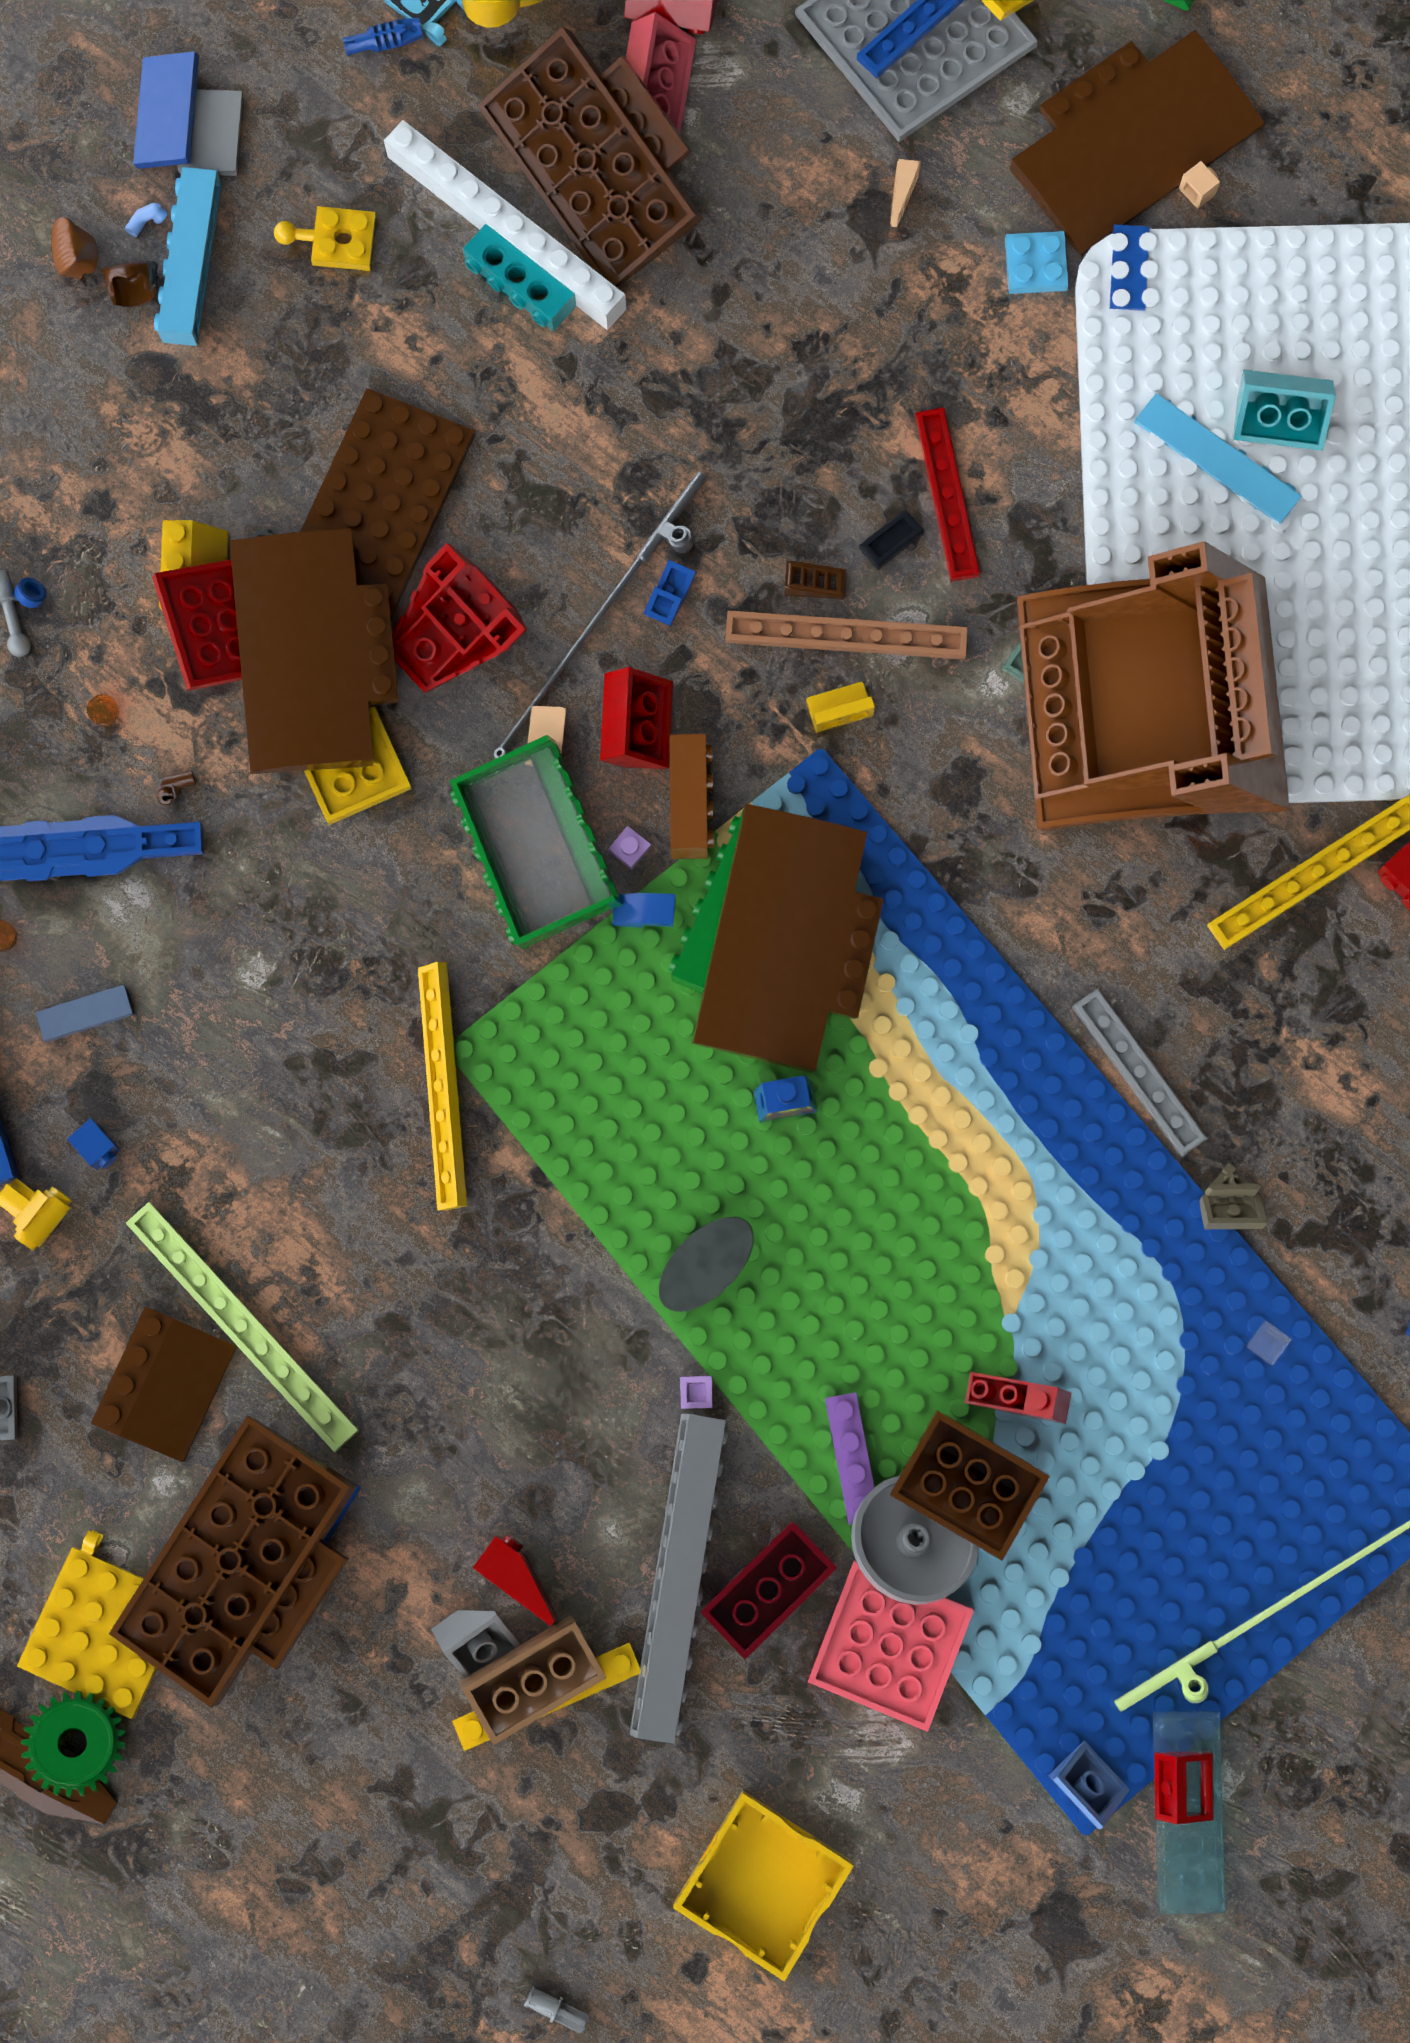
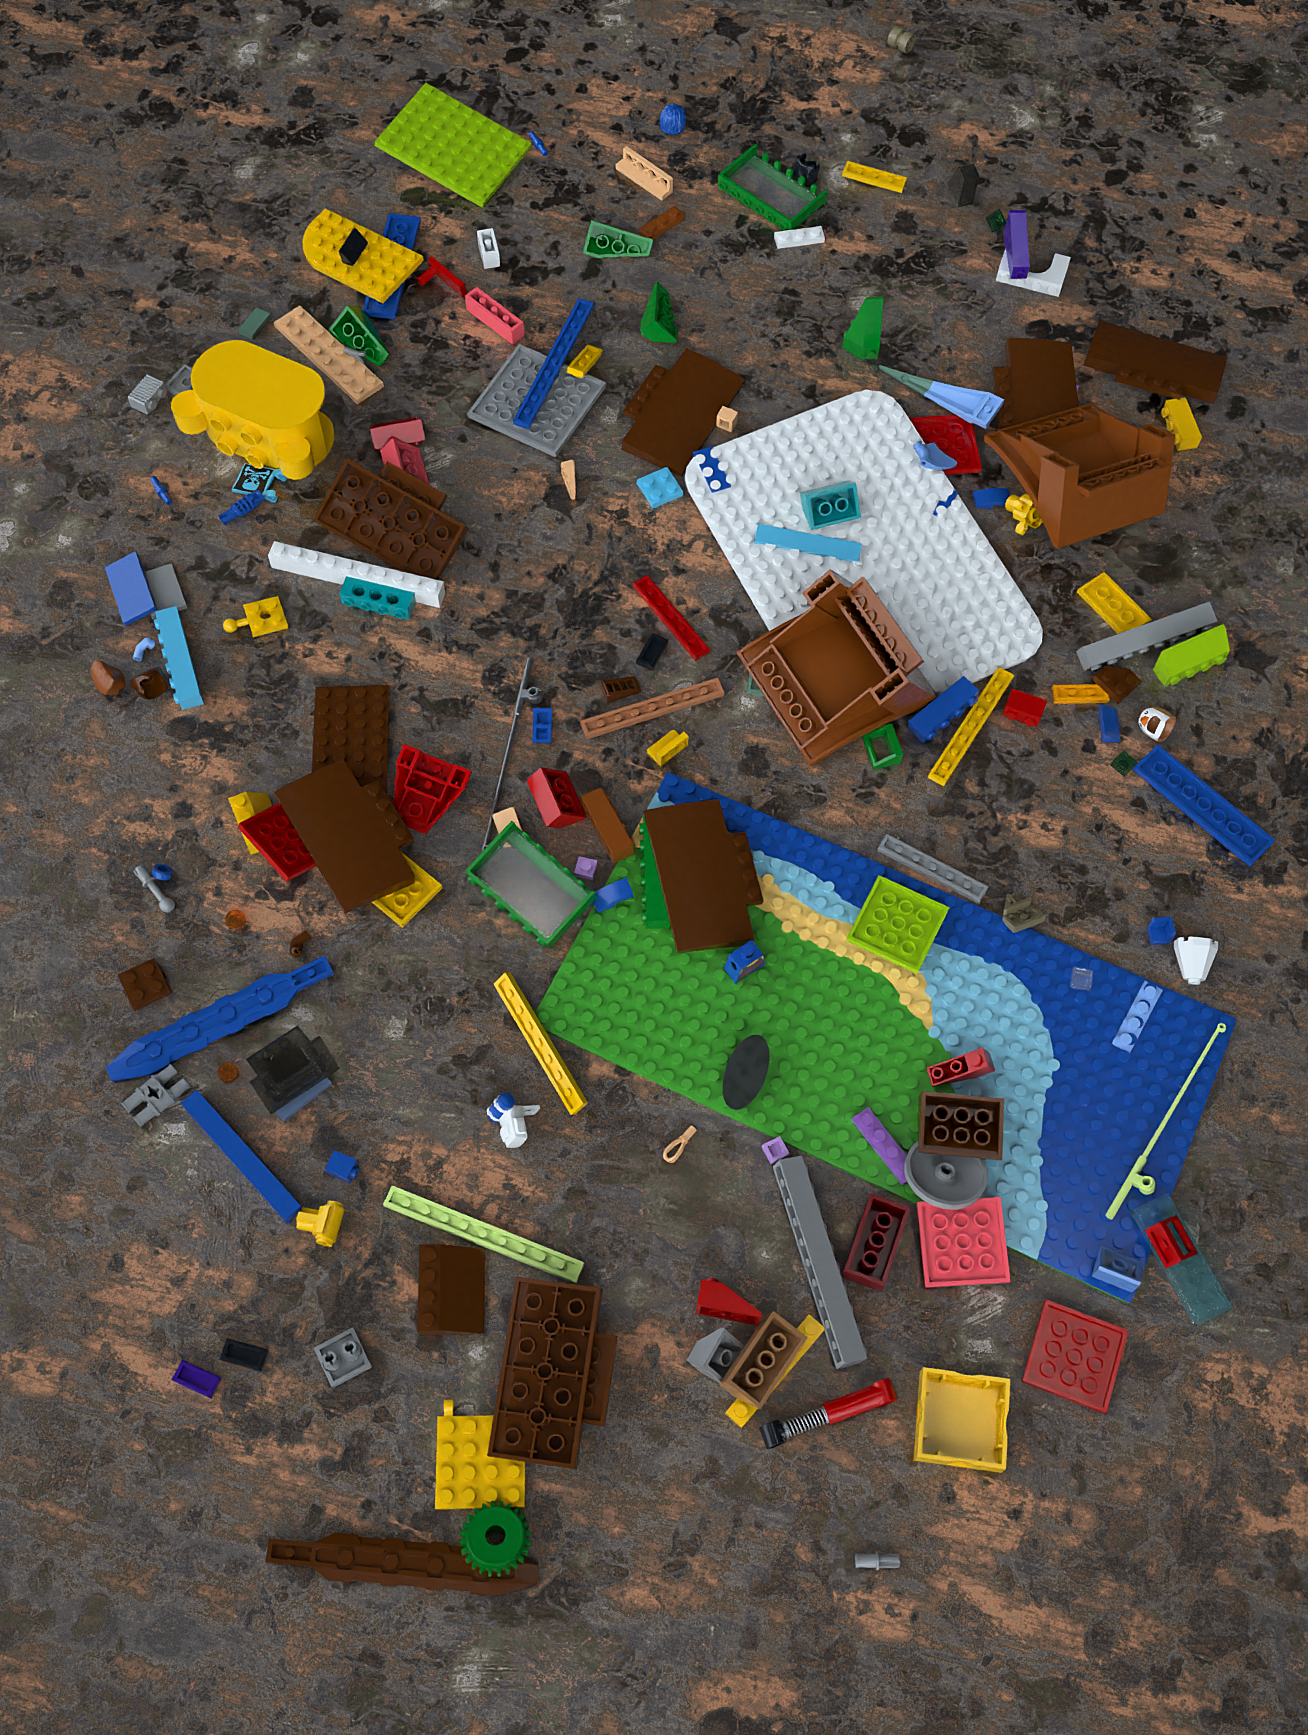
camera: 30 degrees left, 15 degrees down
(78, 970) = (290, 1068): none -> clear smoke windscreen
(348, 1183) = (511, 1119): none -> white piece
(576, 1319) = (683, 1140): none -> light nougat piece
(593, 1790) = (833, 1411): none -> piece
(965, 1873) = (1075, 1356): none -> red plate
(1038, 1139) = (897, 924): none -> lime plate
(1179, 849) = (896, 755): none -> green tile
(1285, 829) = (943, 709): none -> blue brick
(1332, 1427) = (1140, 1009): none -> light blue plate

